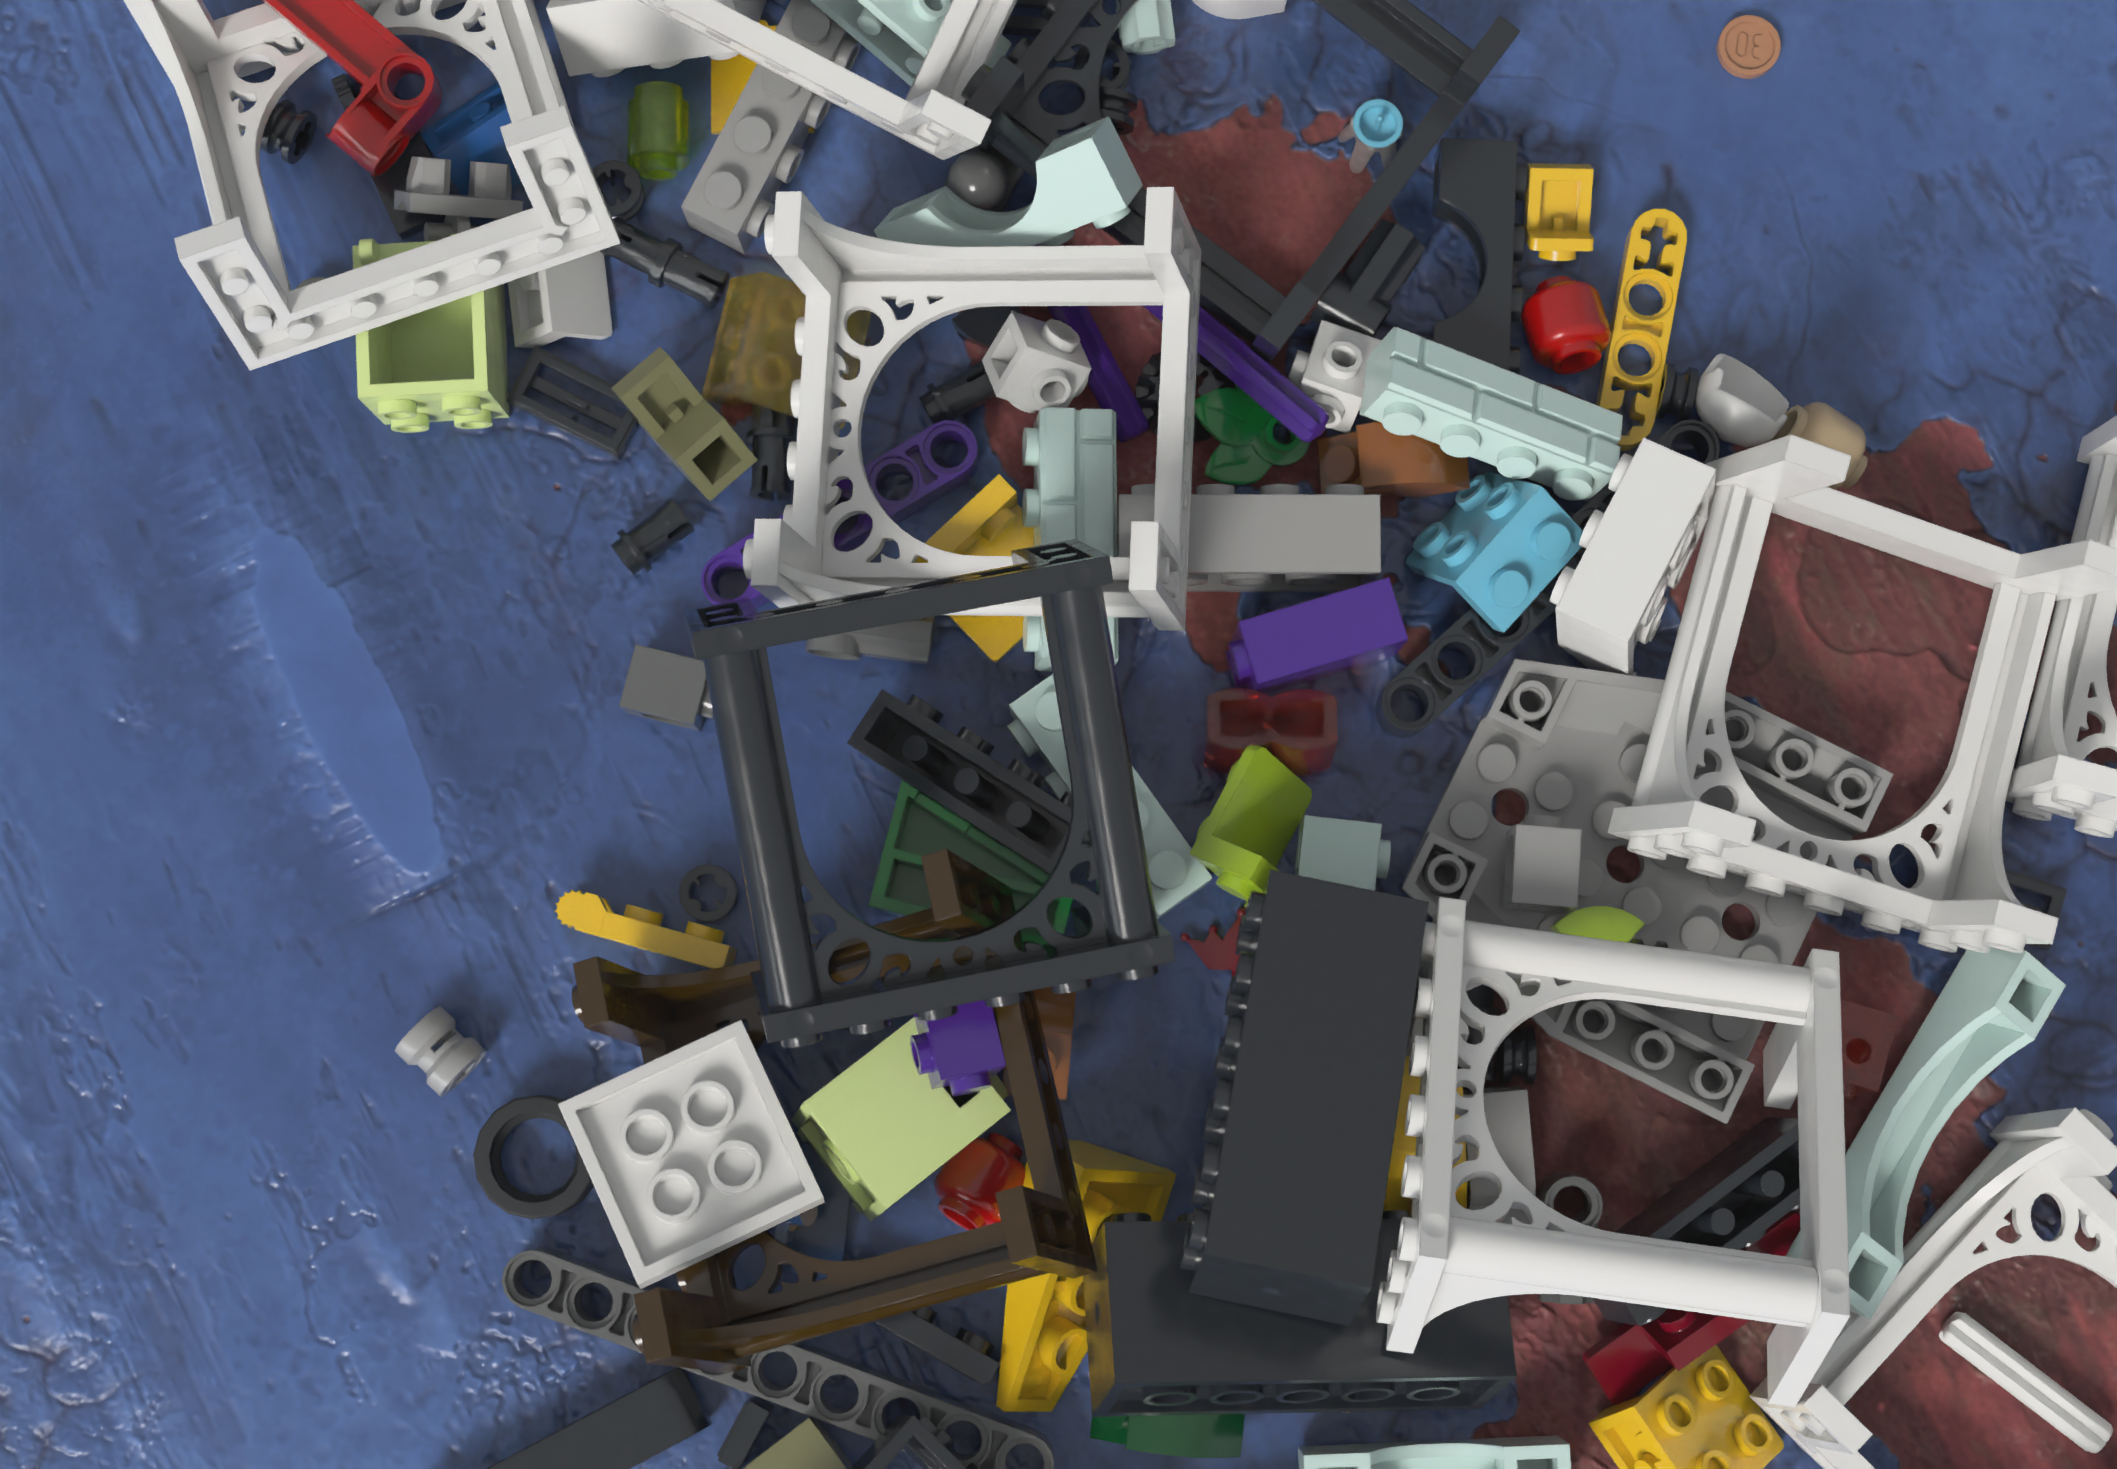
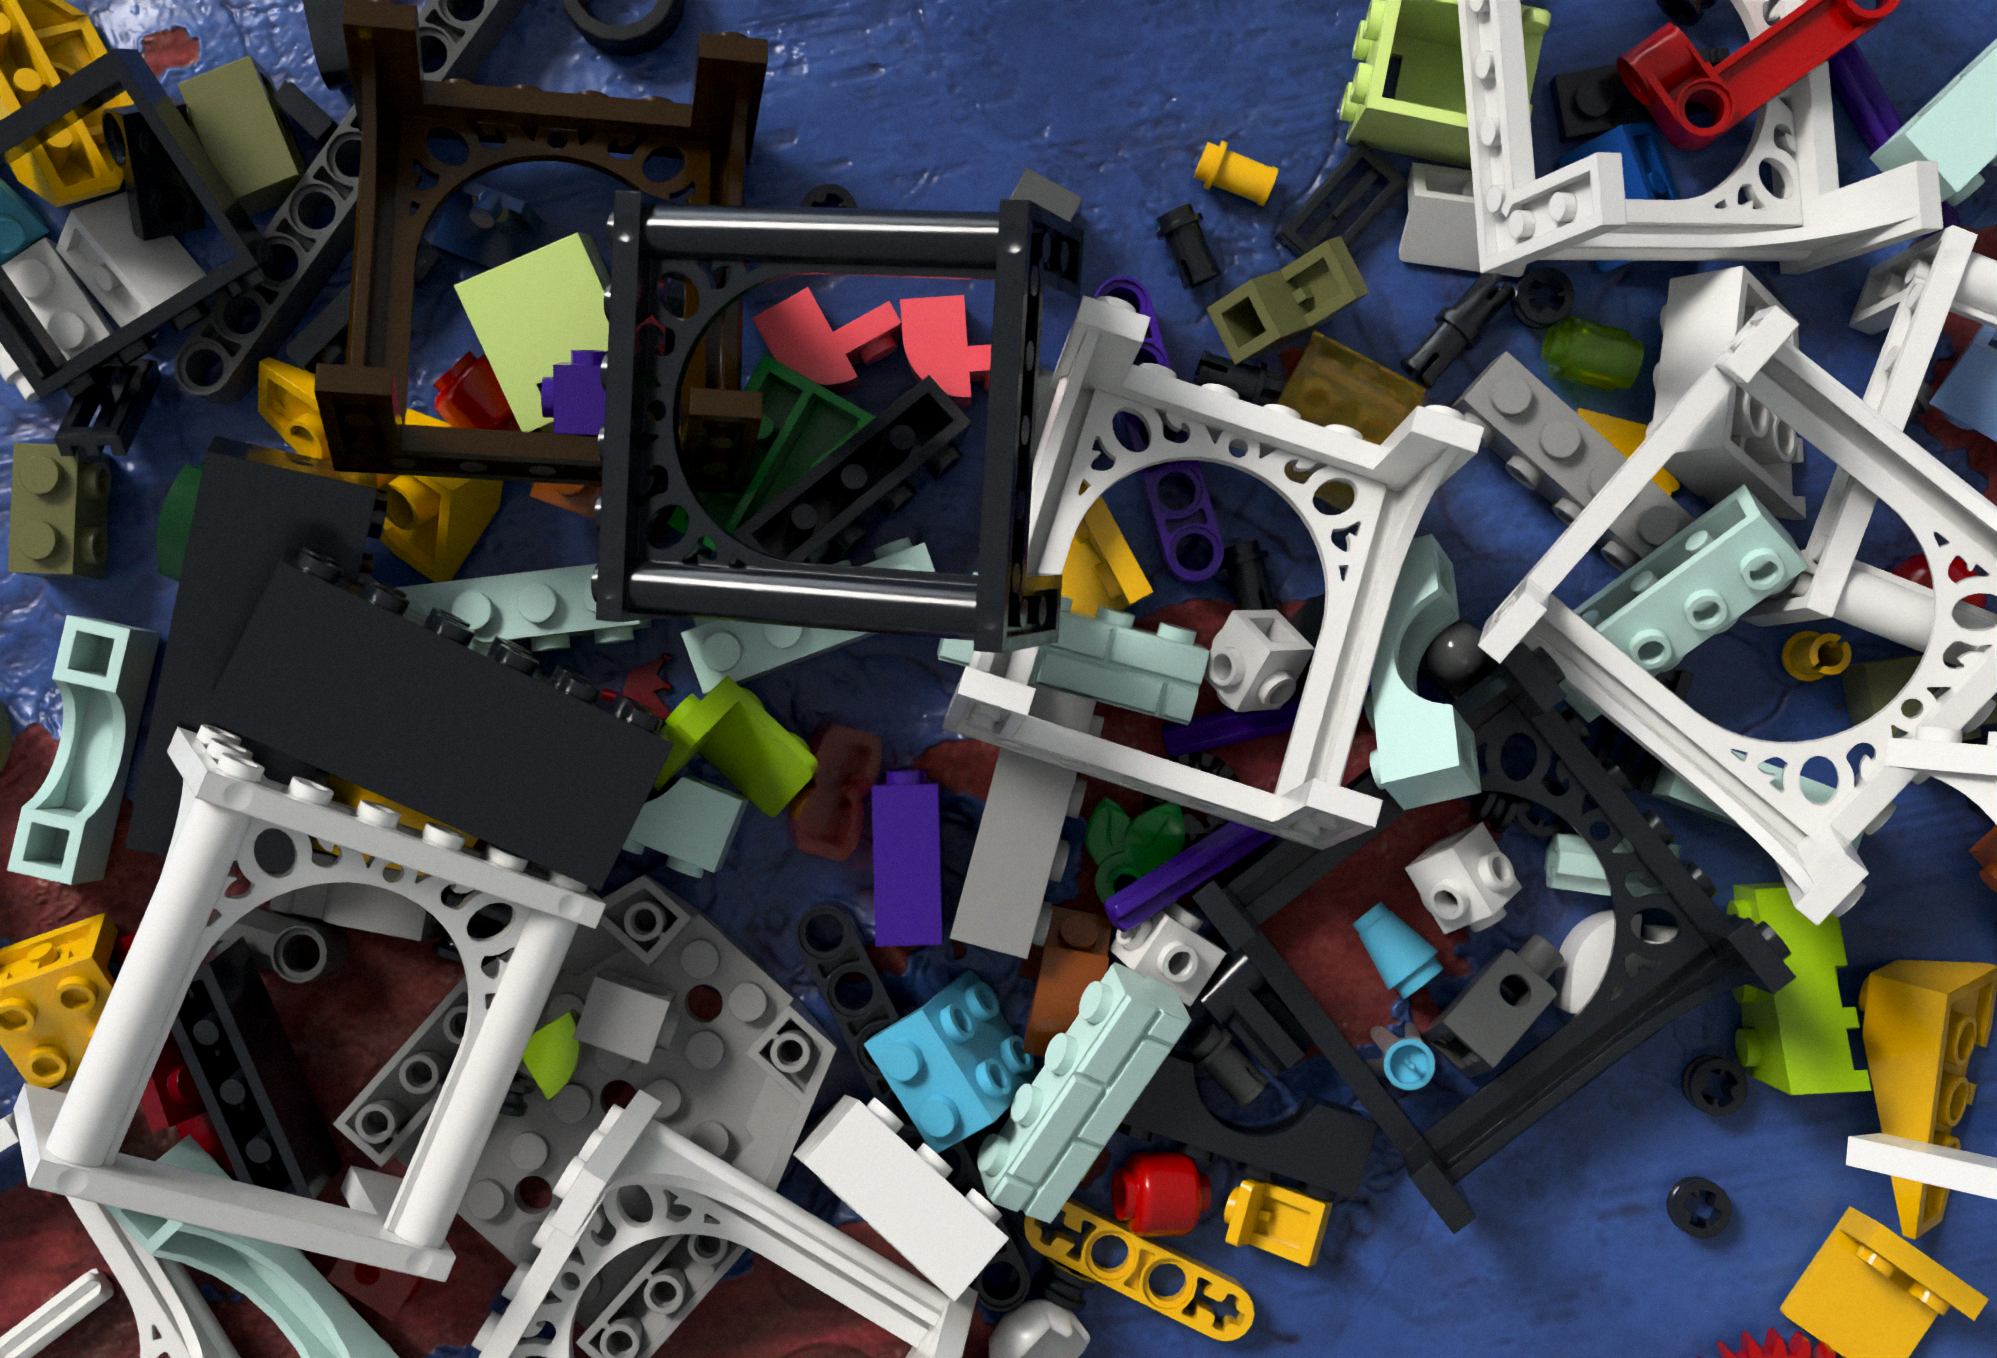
camera: 110 degrees right, 5 degrees up
(429, 193) = (1581, 108): light grey hips -> none
(569, 511) = (1235, 173): none -> yellow pin
(643, 930) = (809, 136): yellow hinge -> none
(691, 1154) = (562, 114): white plate -> none
(818, 743) = (938, 346): none -> coral brick
(851, 857) = (805, 342): none -> coral brick
(1167, 1062) = (525, 607): none -> light aqua brick
(1190, 119) = (1464, 880): none -> white brick
(1274, 165) = (1397, 950): none -> medium azure cone
(1323, 70) = (1479, 1024): none -> dark grey torso
(1426, 295) = (1227, 1065): none -> dark grey pin

